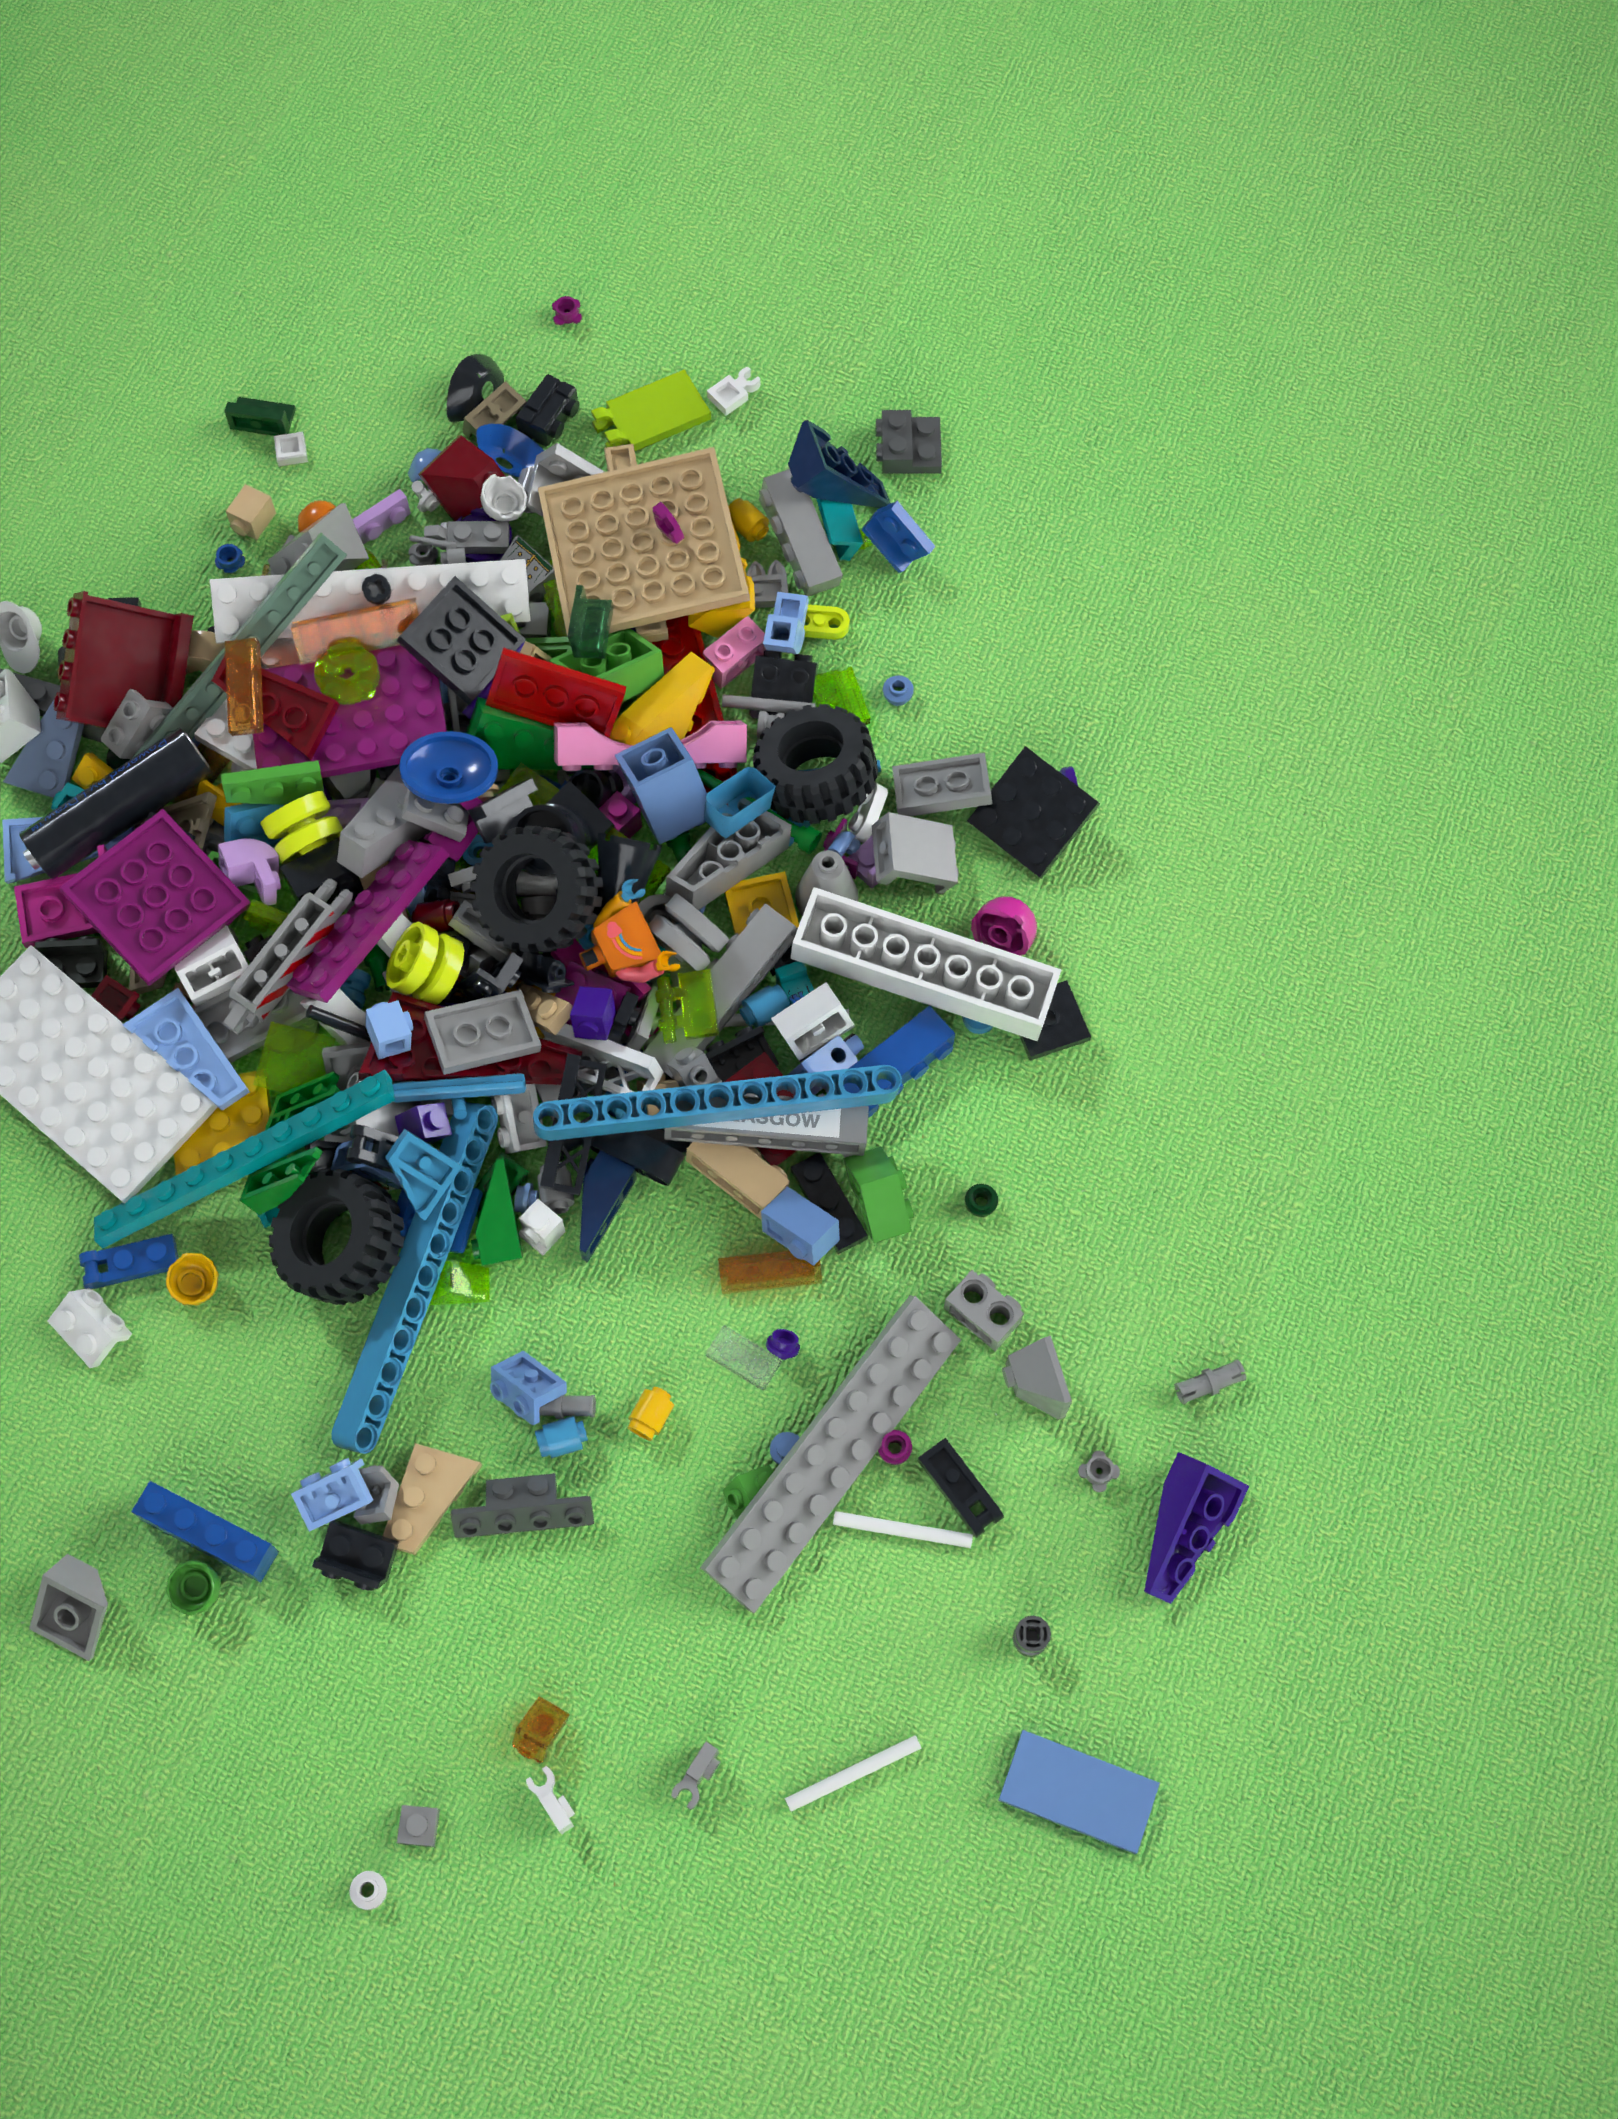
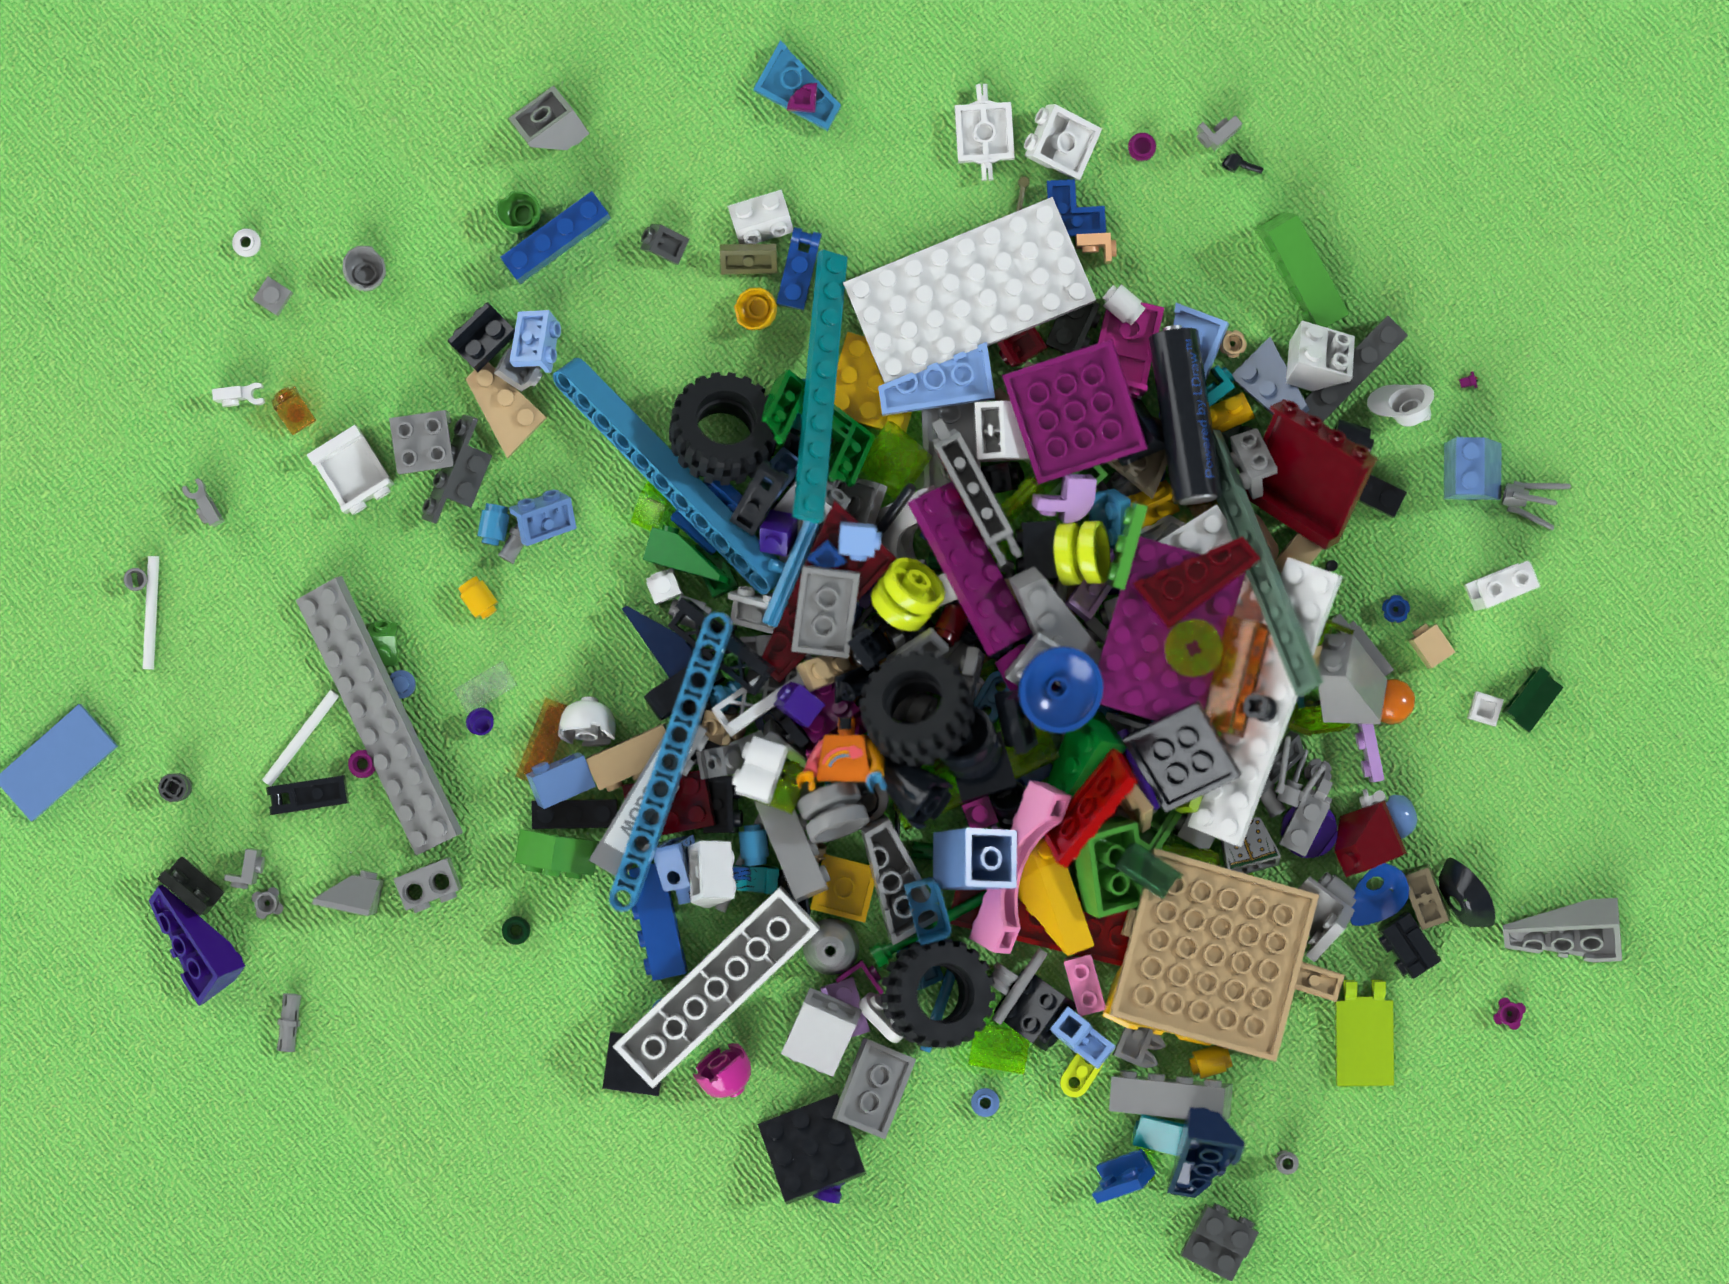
camera: 120 degrees right, 20 degrees up
(24, 805) = (1240, 344): none -> tan plate
(25, 919) = (1123, 304): none -> white brick
(58, 549) = (1472, 469): none -> medium blue slope
(68, 507) = (1516, 496): none -> light grey plant
(139, 1315) = (748, 258): none -> olive plate
(160, 1414) = (664, 243): none -> dark grey bracket
(166, 474) = (1501, 585): none -> white panel
(244, 686) = (1219, 559): clear orange plate -> none
(337, 1730) = (364, 268): none -> light grey hair
(421, 1056) = (826, 556): none -> blue tile
(421, 1171) = (733, 513): dark azure wing -> none
(457, 281) = (1578, 929): none -> light grey wedge
(503, 498) = (1323, 861): white hair -> none
(505, 1557) = (422, 442): none -> light grey bracket
(525, 1197) = (692, 586): light blue plate -> none
(578, 1625) = (351, 470): none -> white panel
(667, 523) = (1212, 981): magenta tile -> none
(680, 1016) = (760, 770): none -> white brick
(724, 1230) = (588, 722): none -> white cylinder
(732, 393) = (1348, 1113): white plate -> none
(802, 412) = (1289, 1168): none -> light grey pin
(820, 1804) = (141, 579): none -> light grey hinge
(844, 843) = (861, 982): medium blue arm -> none
(1069, 1505) = (252, 865): none -> light grey bracket
(1127, 1559) = (191, 886): none -> pearl dark grey bracket

